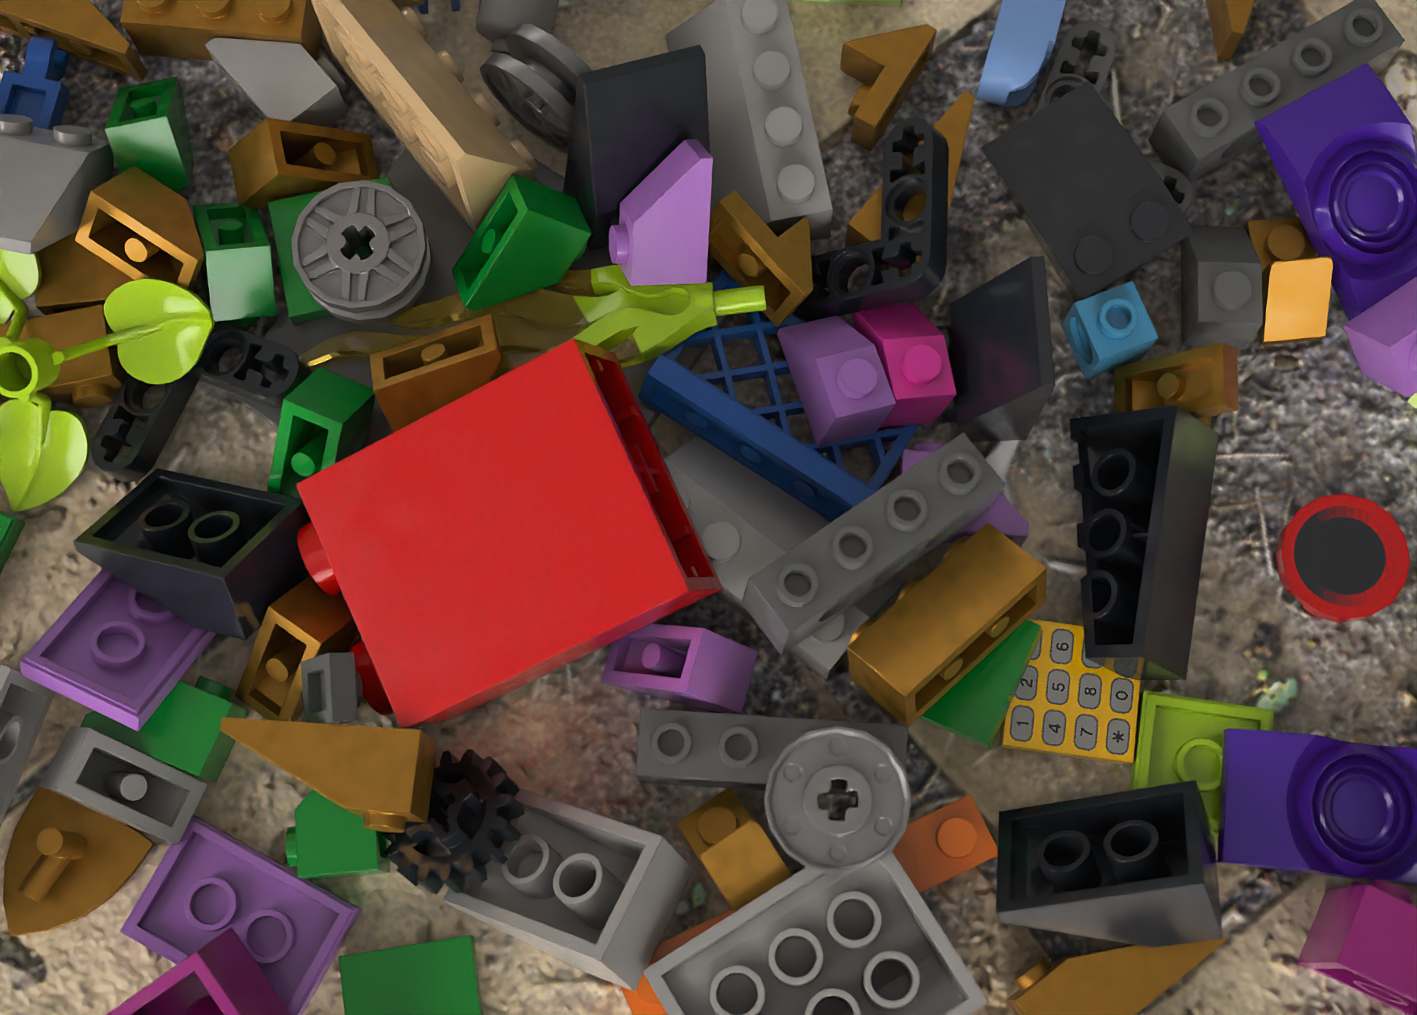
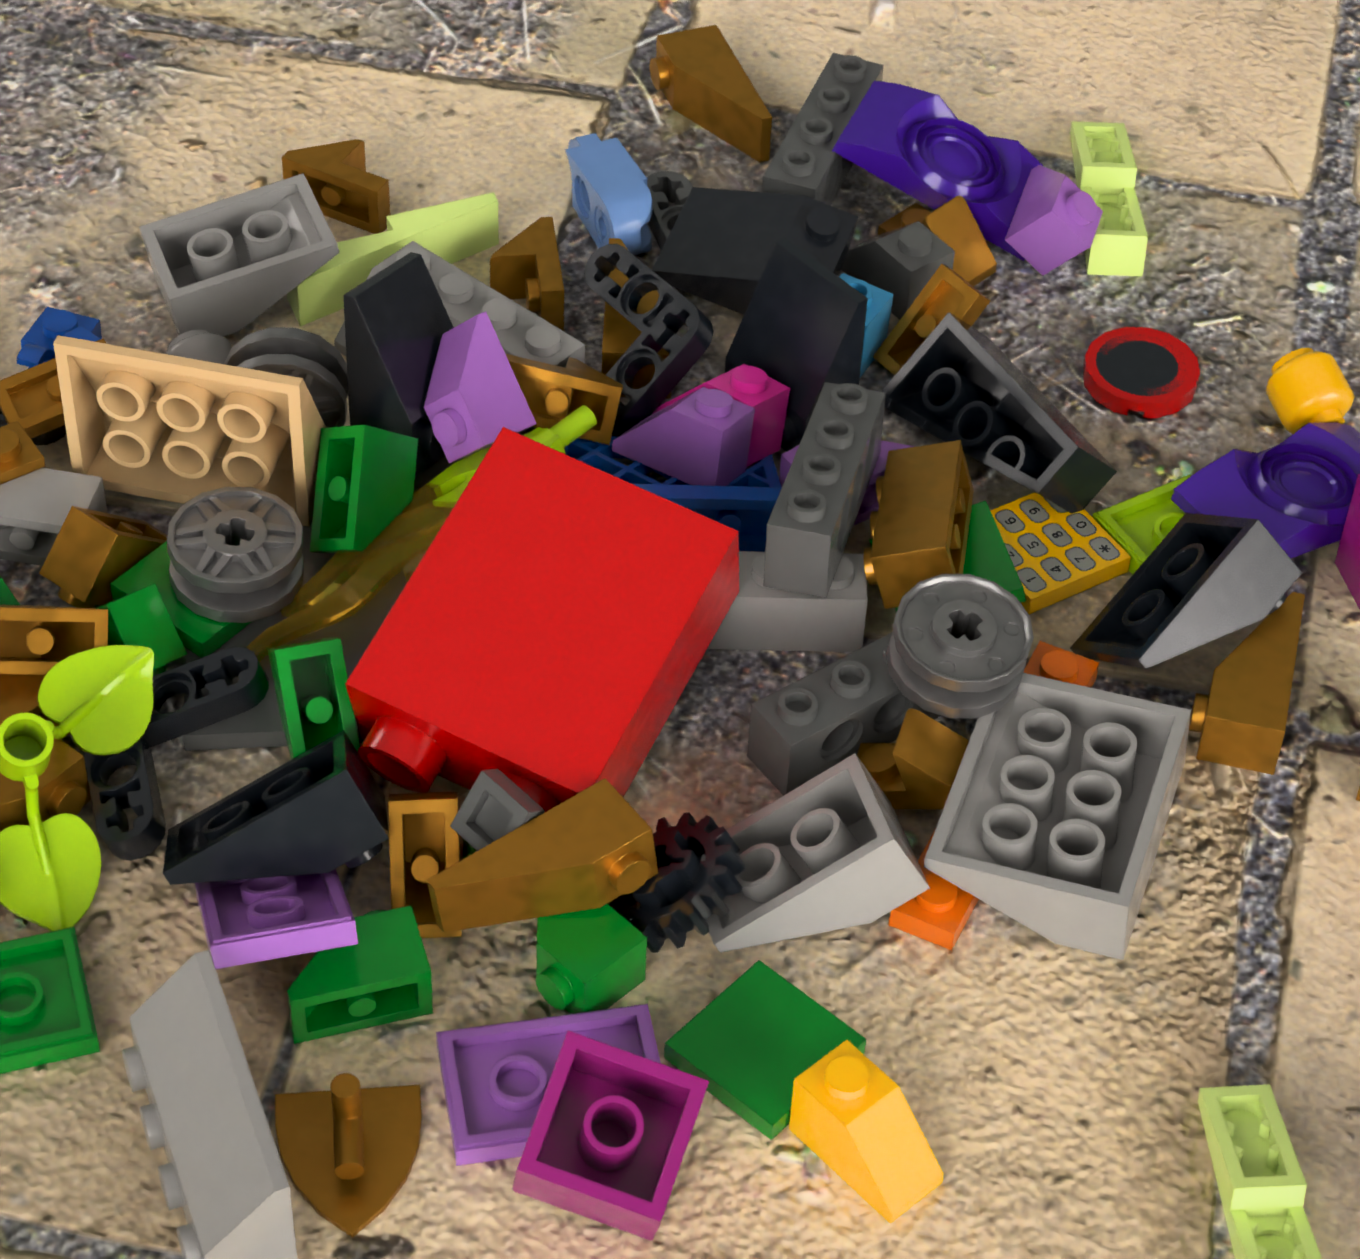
camera: 45 degrees left, 30 degrees down
(123, 784) = (358, 1030): light grey slope -> none
(434, 370) = (369, 587): pearl gold slope -> none
(682, 667) = (742, 671): medium lavender slope -> none

